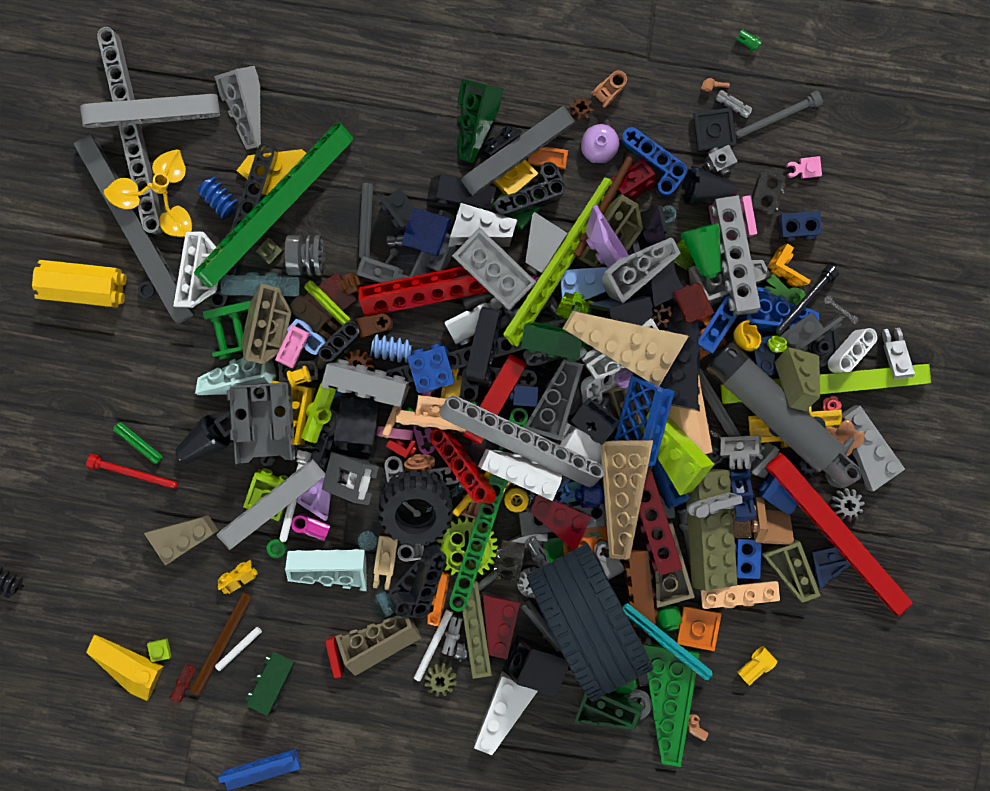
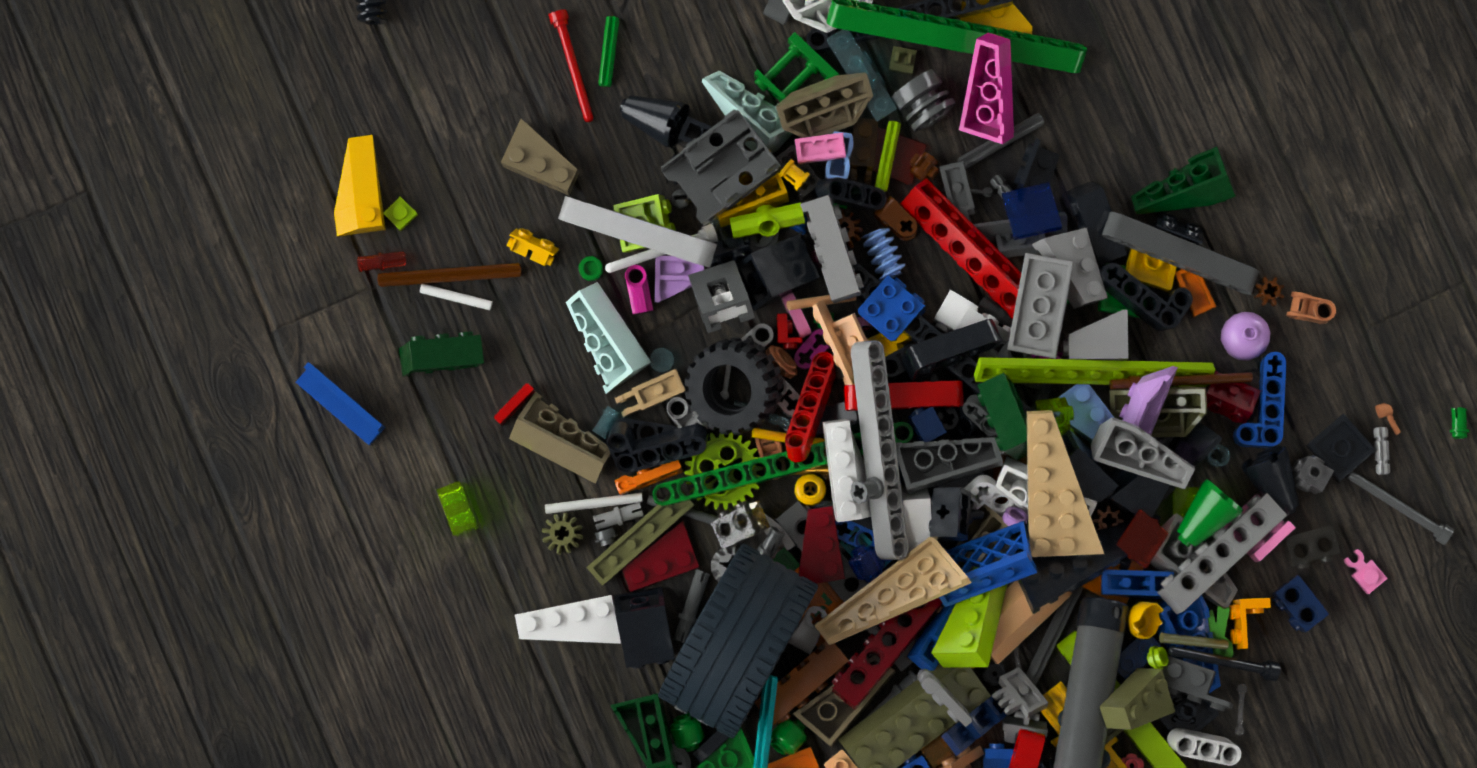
camera: 55 degrees right, 5 degrees down
(326, 207) = (989, 91): none -> dark pink wedge
(379, 738) = (457, 509): none -> clear neon green brick
(544, 467) = (862, 491): none -> dark grey bush
(780, 312) = (1193, 641): none -> olive bar

